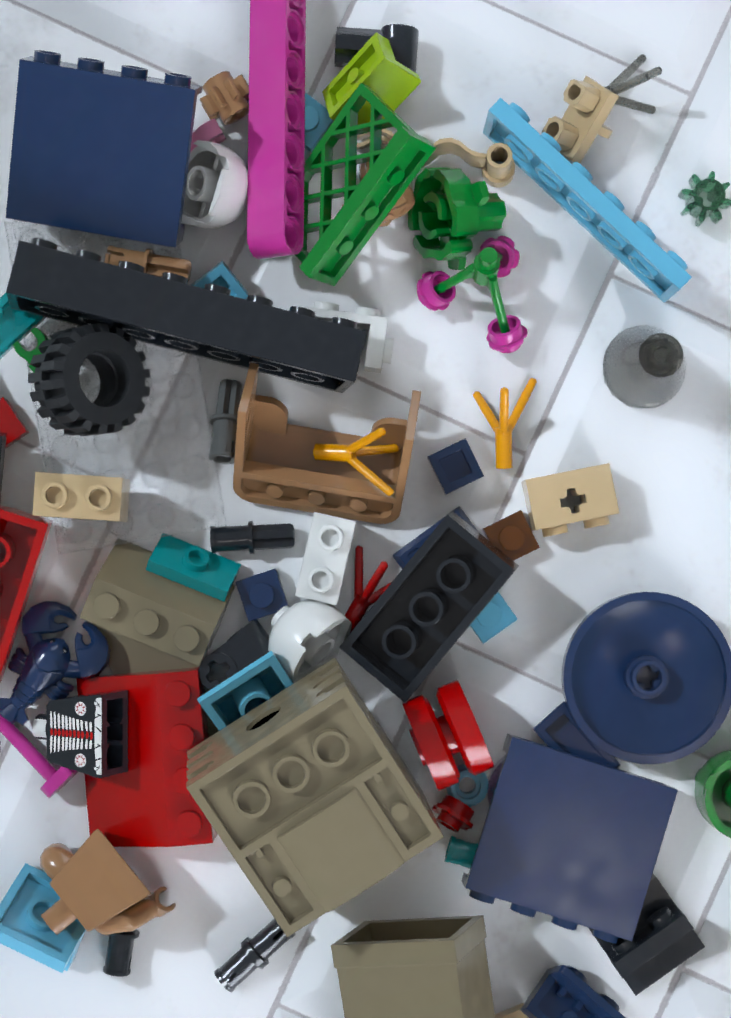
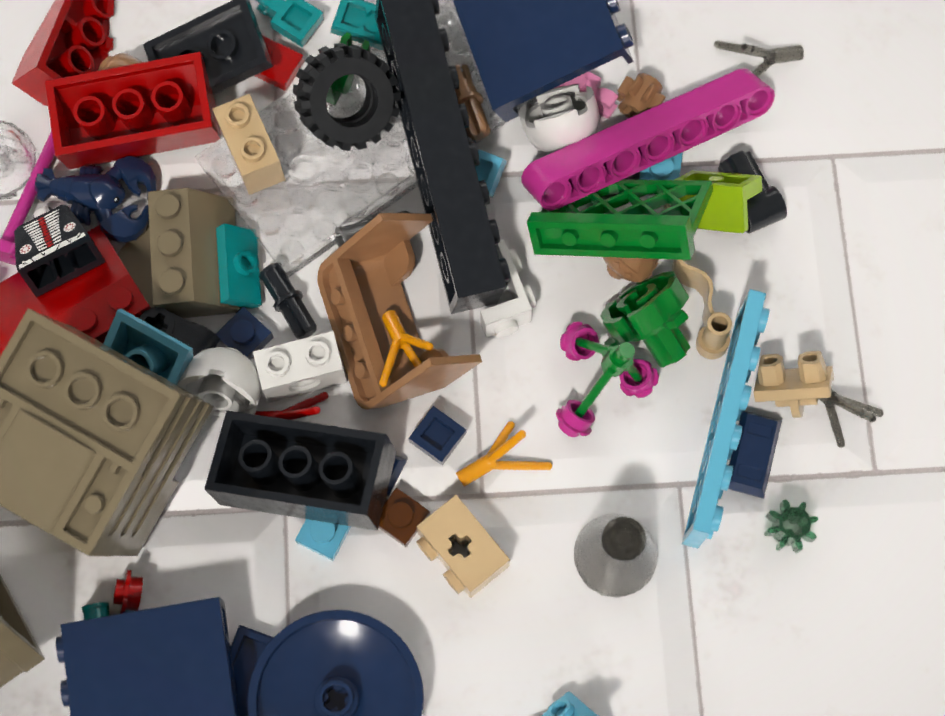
camera: 60 degrees right, 15 degrees down
(447, 735) = (194, 543): red wheel -> none
(474, 796) = (159, 580): medium azure plate -> none
(611, 177) = (754, 454): none -> dark blue tile

